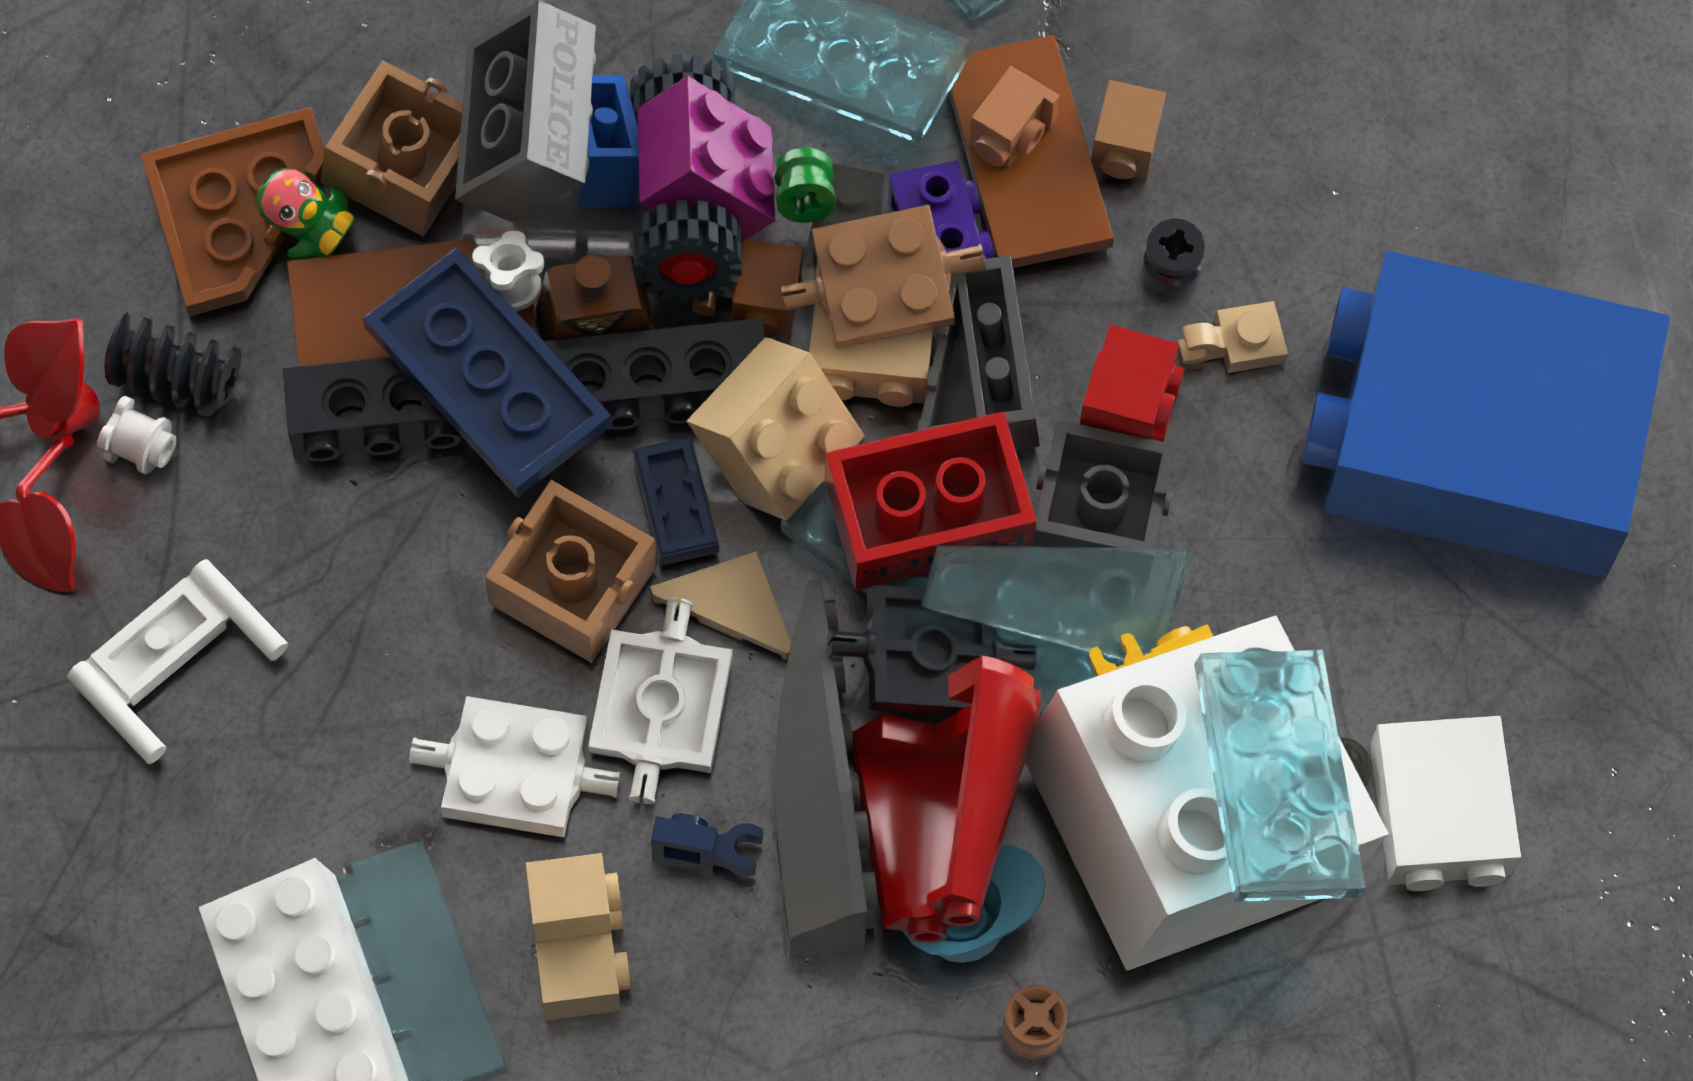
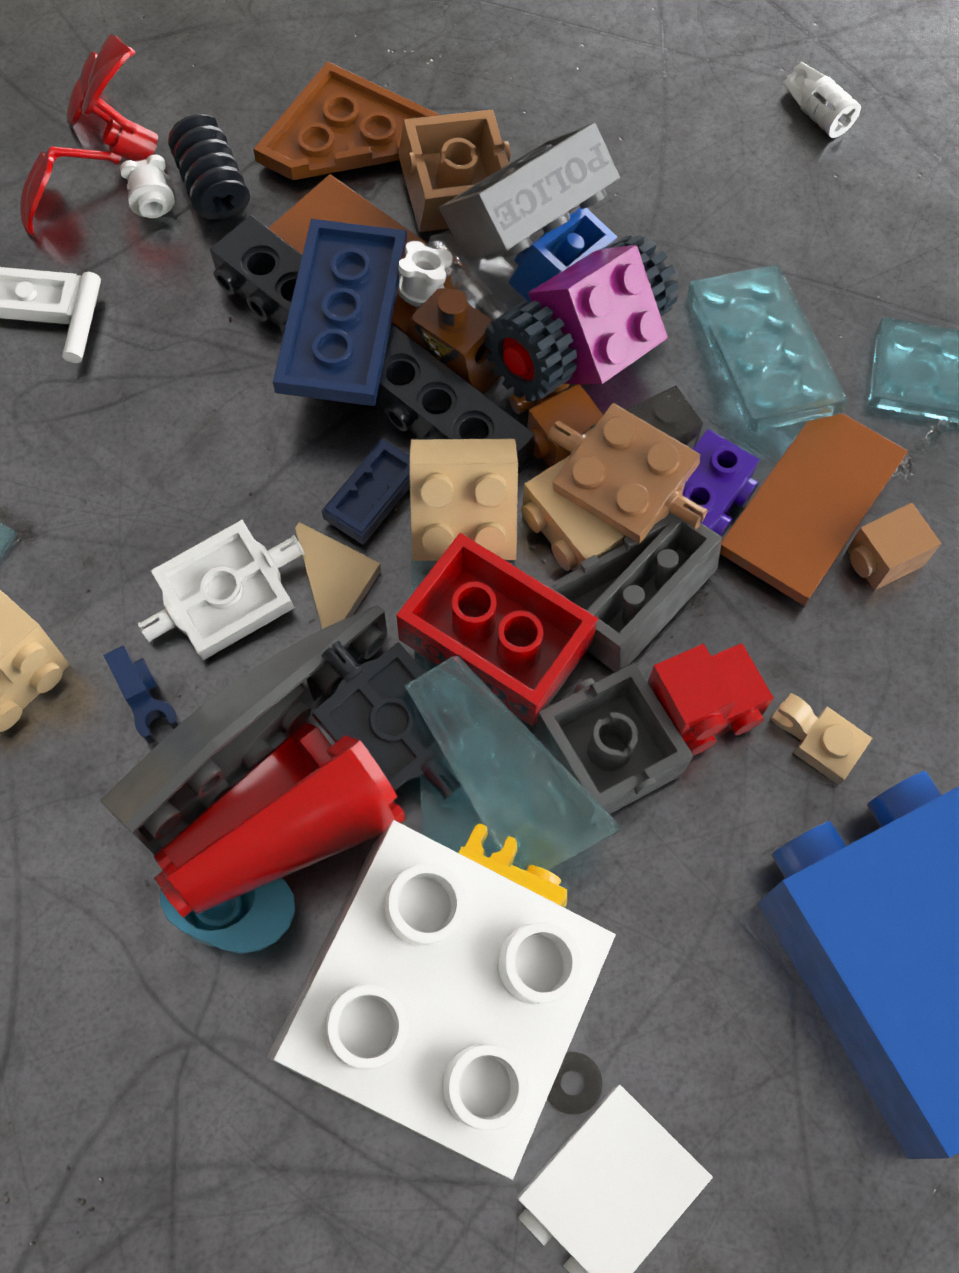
camera: 50 degrees right, 0 degrees up
(301, 209) = (362, 147): animal -> none
(515, 766) = (107, 543): white plate -> none
(570, 570) = (259, 464): medium nougat brick -> none
(804, 185) = (641, 377): green wheel -> none
(1012, 118) = (821, 465): nougat brick -> none
(1042, 1010) = (172, 1018): nougat wheel -> none
(1171, 269) = (834, 659): black wheel -> none
(1279, 776) = (460, 1054): clear light blue plate -> none

